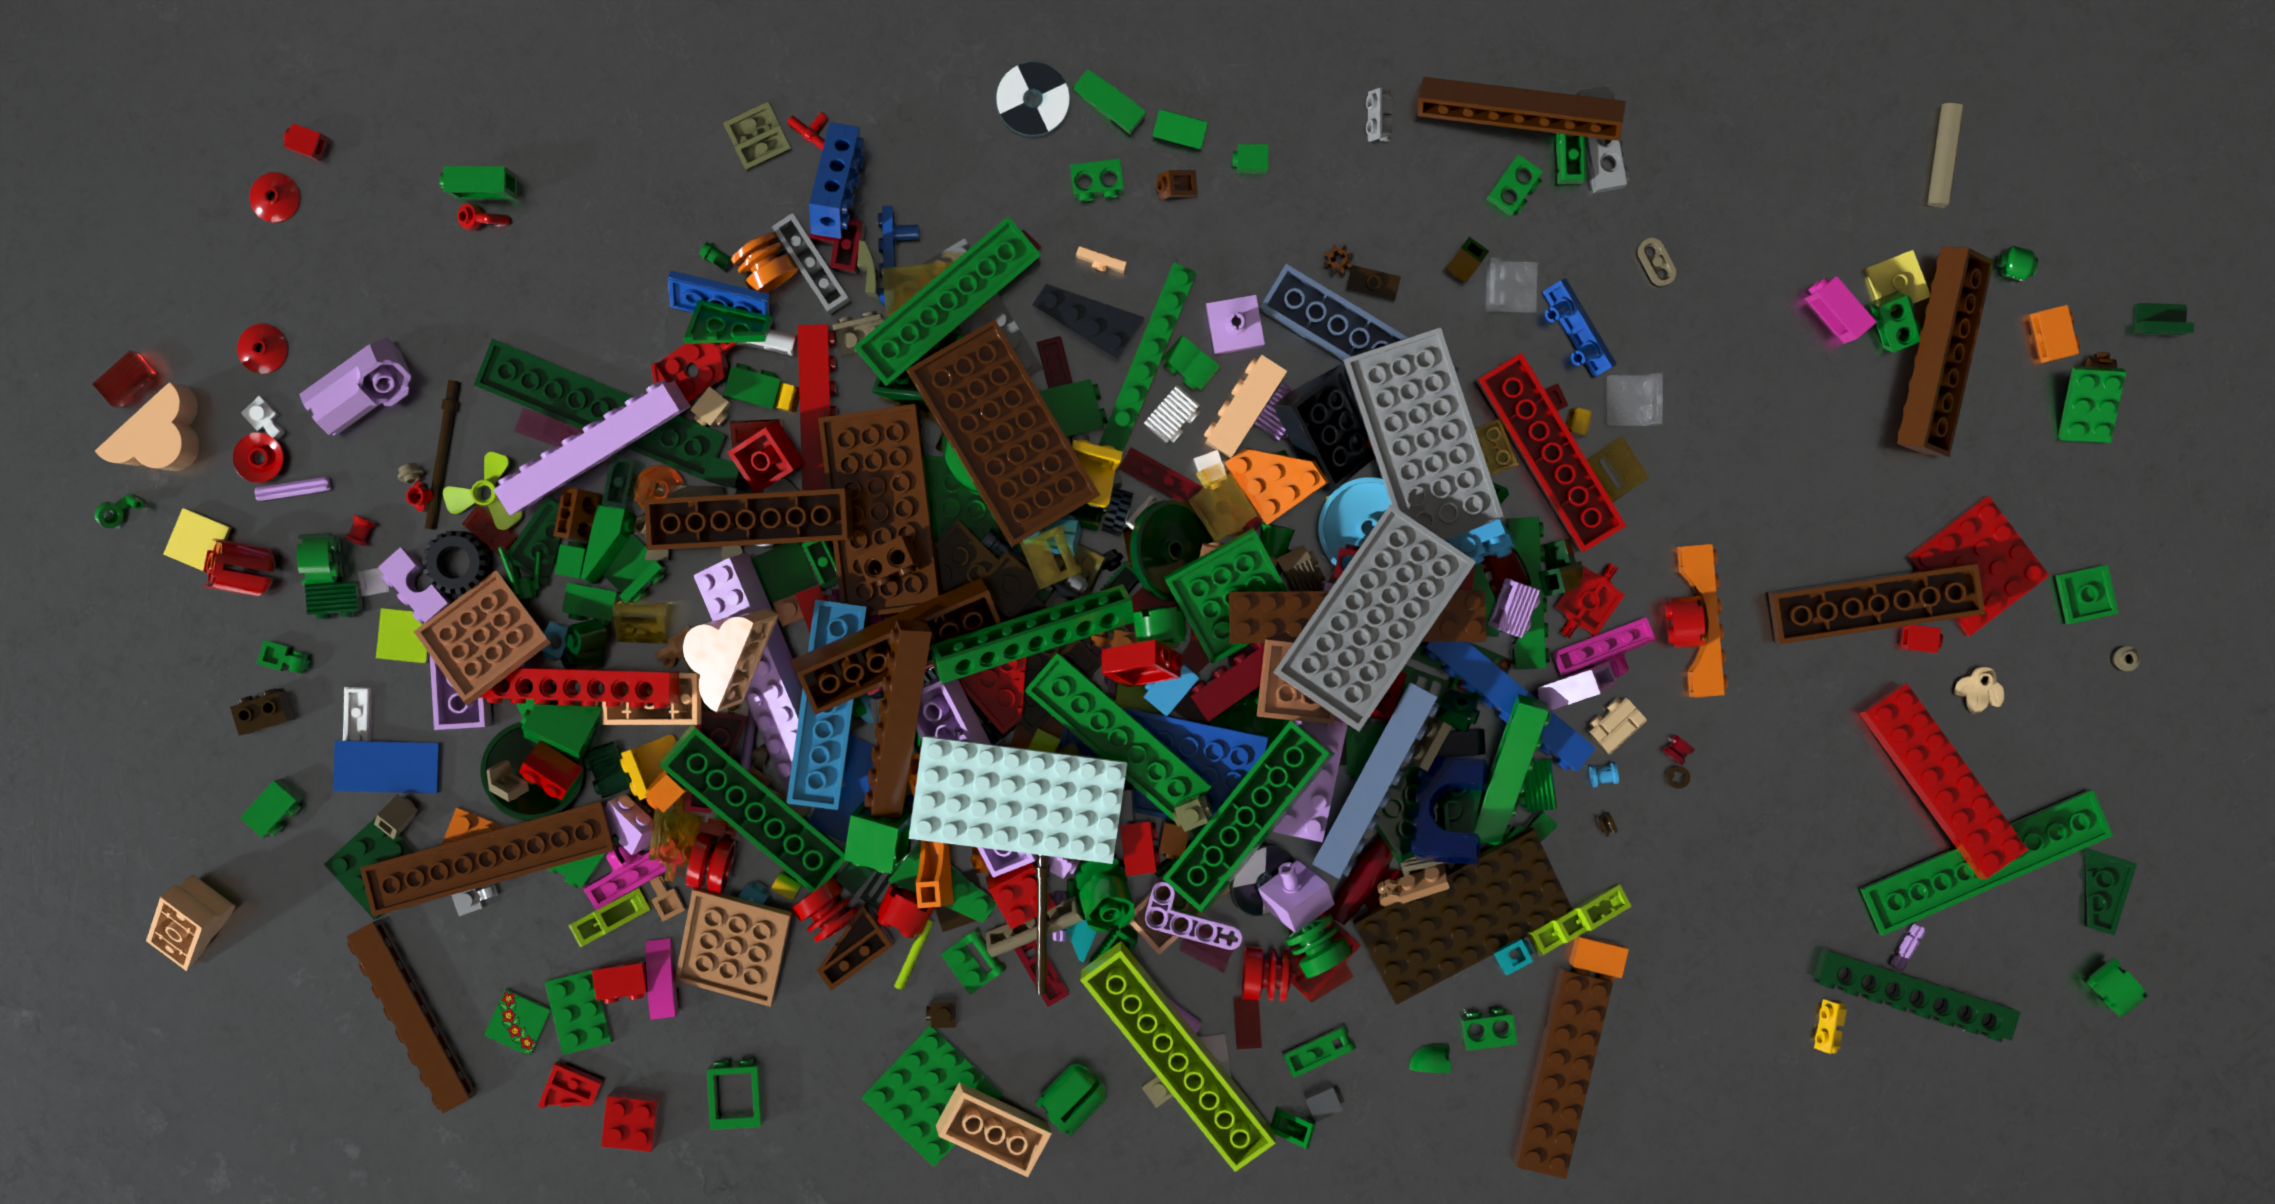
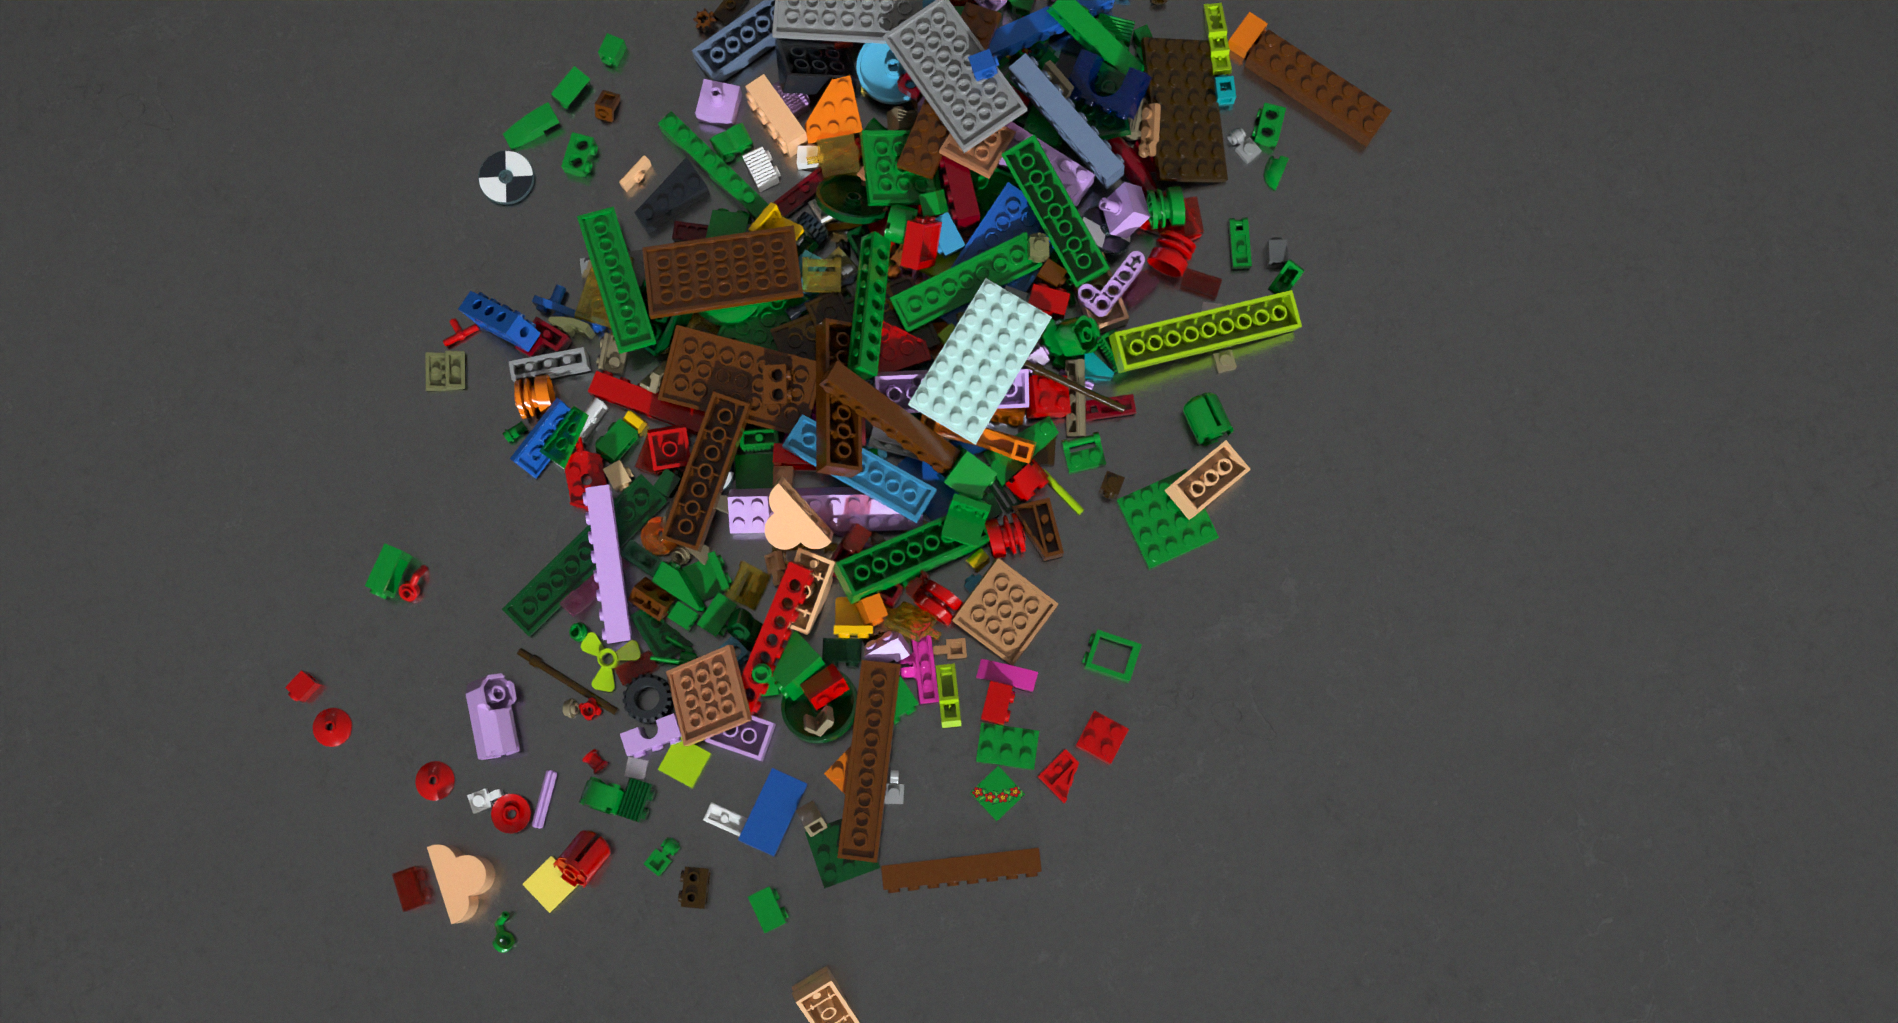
camera: 65 degrees left, 10 degrees down
(504, 442) = (578, 631): none -> green plate
(528, 693) = (762, 673): none -> green plate
(739, 735) = (855, 538): none -> clear red brick
(816, 858) = (965, 520): none -> green bracket
(848, 401) = (653, 381): none -> dark tan bracket
(1200, 657) = (933, 202): none -> green brick
(1393, 655) = (984, 64): none -> blue brick
(1446, 1013) = (1246, 149): none -> light grey plate

